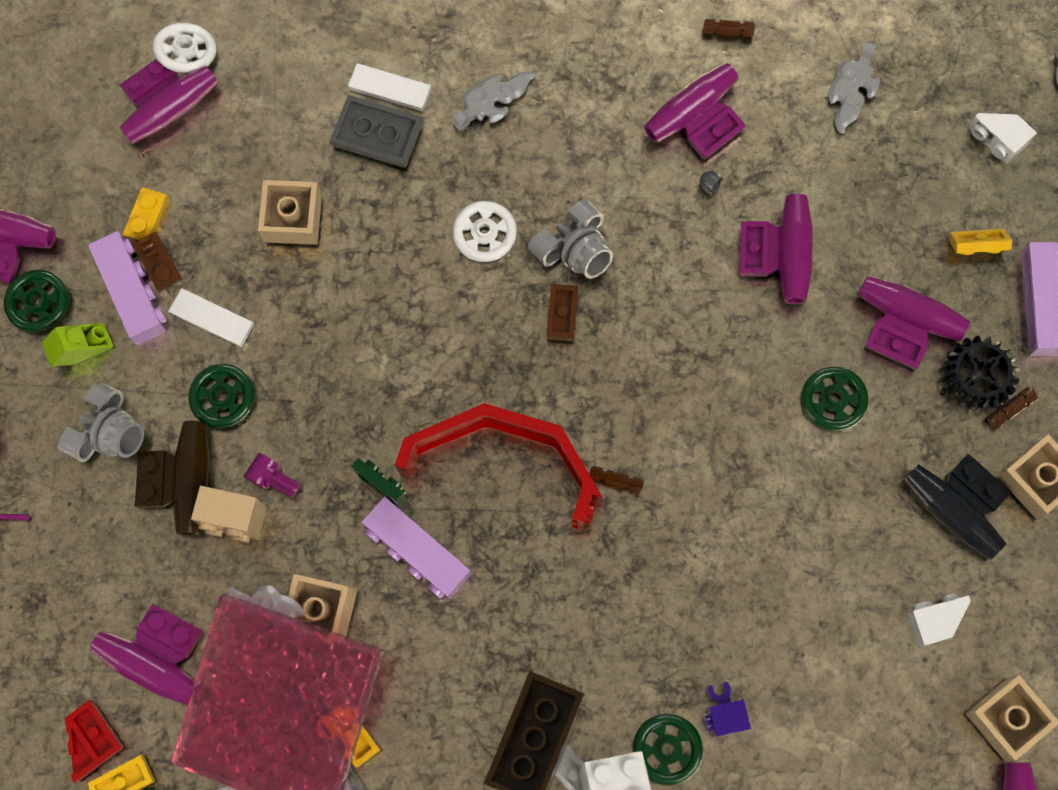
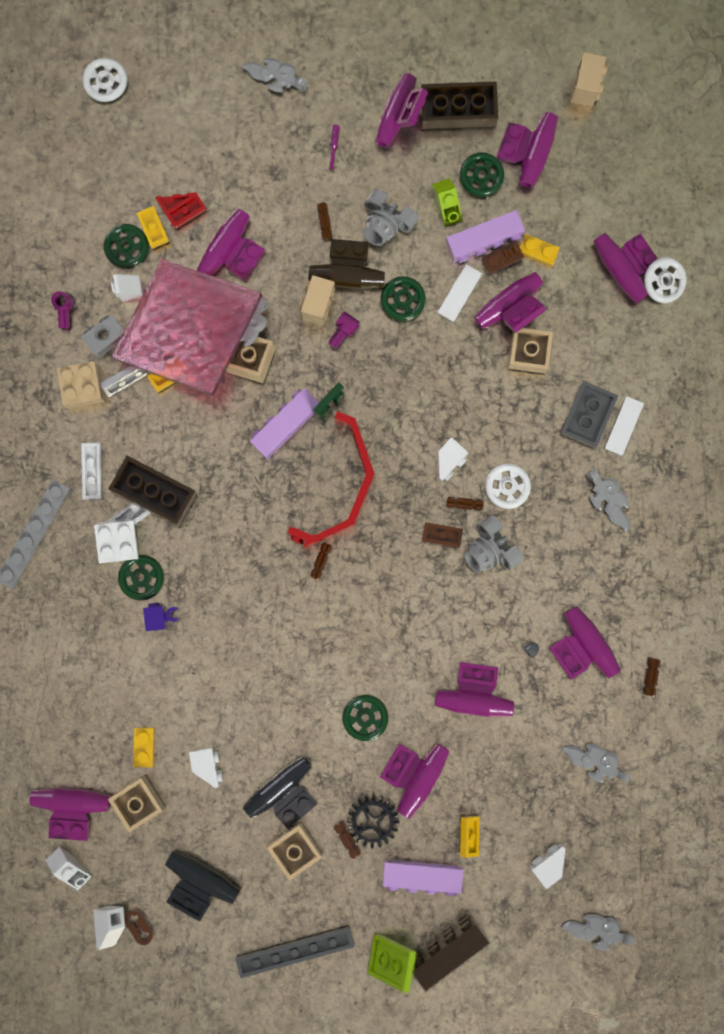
camera: 90 degrees right, 10 degrees up
(107, 519) = (324, 221): none -> reddish brown axle
(226, 238) = (513, 304): none -> magenta plate
(451, 311) = (449, 457): none -> white slope
(514, 286) = (464, 503): none -> reddish brown axle
(924, 719) = (143, 747): none -> yellow plate

